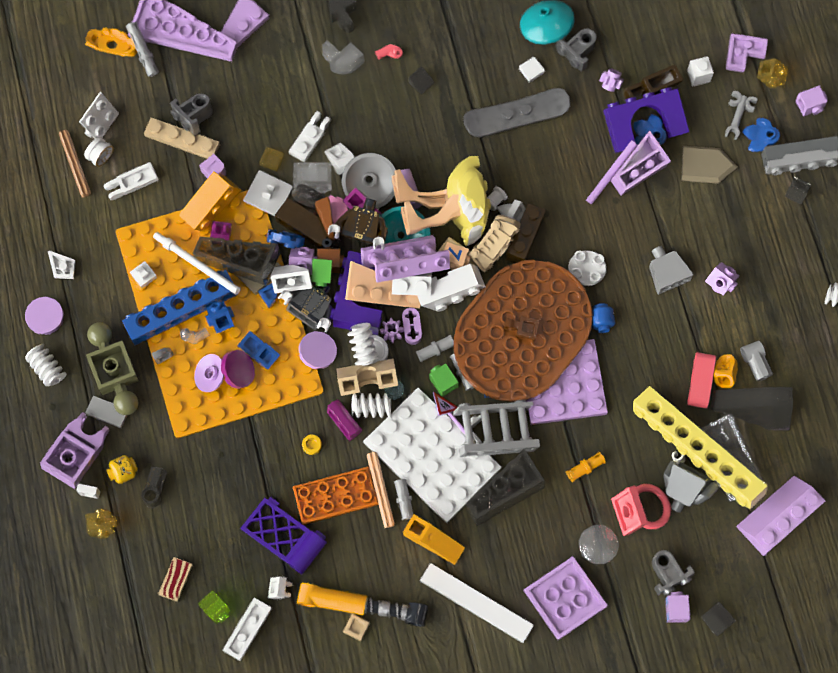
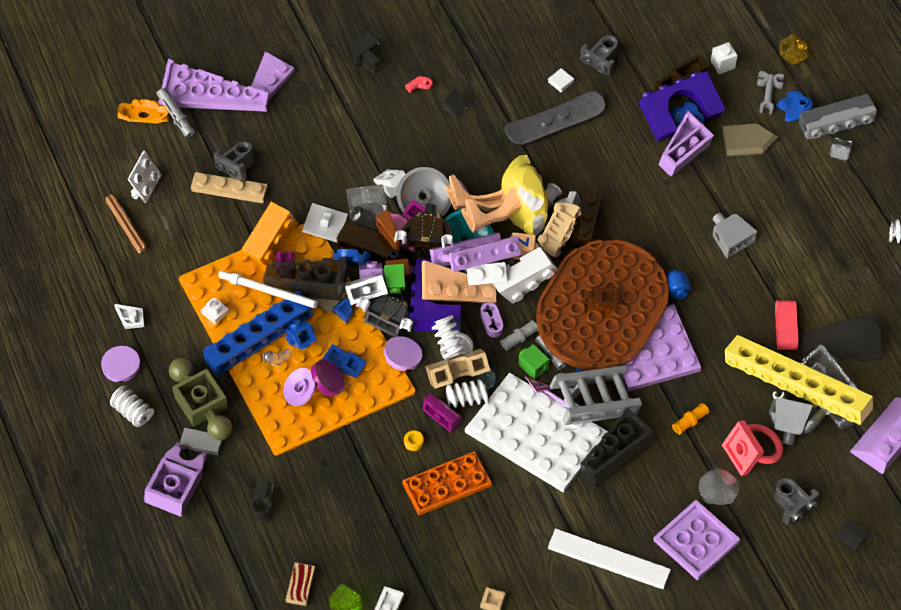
camera: 10 degrees left, 15 degrees down
(88, 491) = (196, 514): white tile -> none
(95, 526) = (215, 541): clear yellow brick -> none
(98, 151) = (149, 208): white wheel -> none
(122, 469) = (227, 489): yellow head -> none
(132, 181) = (186, 231): white hinge -> none
(162, 355) = (247, 379): light grey tile -> none
(212, 164) = (262, 204): lavender piece -> none
(271, 159) = (322, 193): clear yellow tile -> none
(277, 588) = (406, 574): white tile -> none
(305, 548) = (426, 534): dark purple piece -> none
(309, 138) = (355, 168): white hinge -> none
(316, 596) = (444, 576): piece -> none
(345, 61) = (375, 97): clear brick -> none
(380, 489) = (491, 470): light nougat axle -> none
(392, 335) = (473, 325): lavender gear -> none
(403, 499) = (516, 475): light grey pin -> none
(433, 539) = (552, 504): light orange slope -> none
(547, 22) = (567, 36): teal dish -> none
(587, 267) = (654, 242): white dish -> none
(611, 80) = (640, 77): lavender gear -> none
(611, 172) = (656, 159): lavender bar -> none
(677, 607) = (809, 531): lavender brick -> none
(723, 279) = (787, 232): lavender brick -> none
(725, 371) = (808, 313): light orange rock -> none
(741, 47) = (758, 33): lavender plate -> none
(754, 355) = (833, 296): light grey piece -> none
(811, 101) = (835, 69): lavender brick -> none

